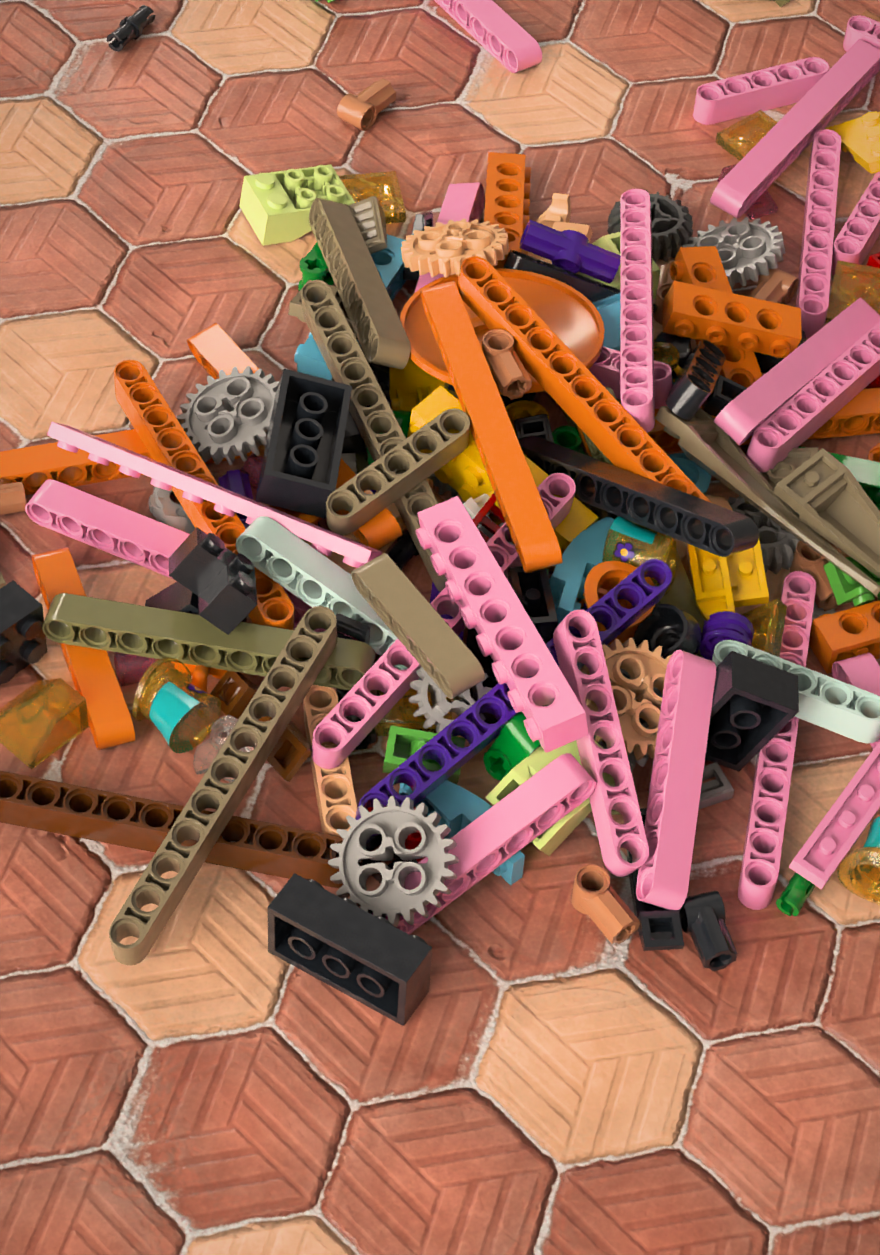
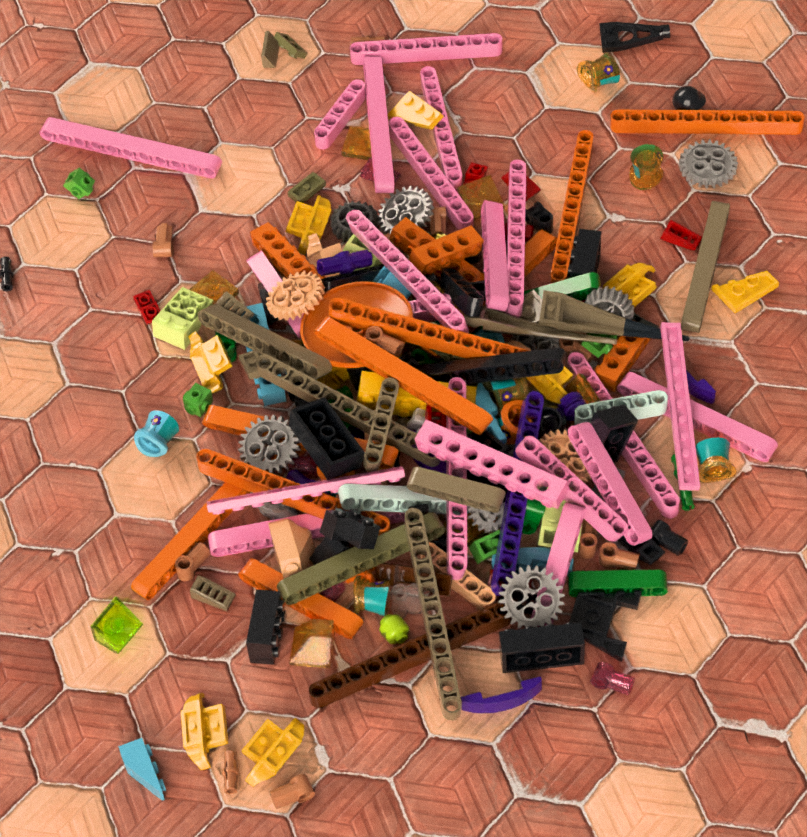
camera: 30 degrees left, 5 degrees up
(108, 314) = (156, 433): none -> medium azure hat
(128, 561) = (291, 546): none -> light nougat slope
(167, 775) = (394, 629): none -> lime head
(208, 306) = (197, 400): none -> bright green brick
(269, 159) = (146, 306): none -> red slope
(272, 1001) = (476, 704): none -> dark purple slope
(274, 273) = (209, 360): none -> yellow plate
(415, 1069) = (607, 677): none -> clear pink piece
(484, 963) = (596, 613): none -> black wing
(566, 942) = (610, 581): none -> green beam
(575, 849) = (589, 538): none -> nougat piece
(591, 186) = (309, 220): none -> yellow plate
(625, 151) = (307, 188): none -> olive plate

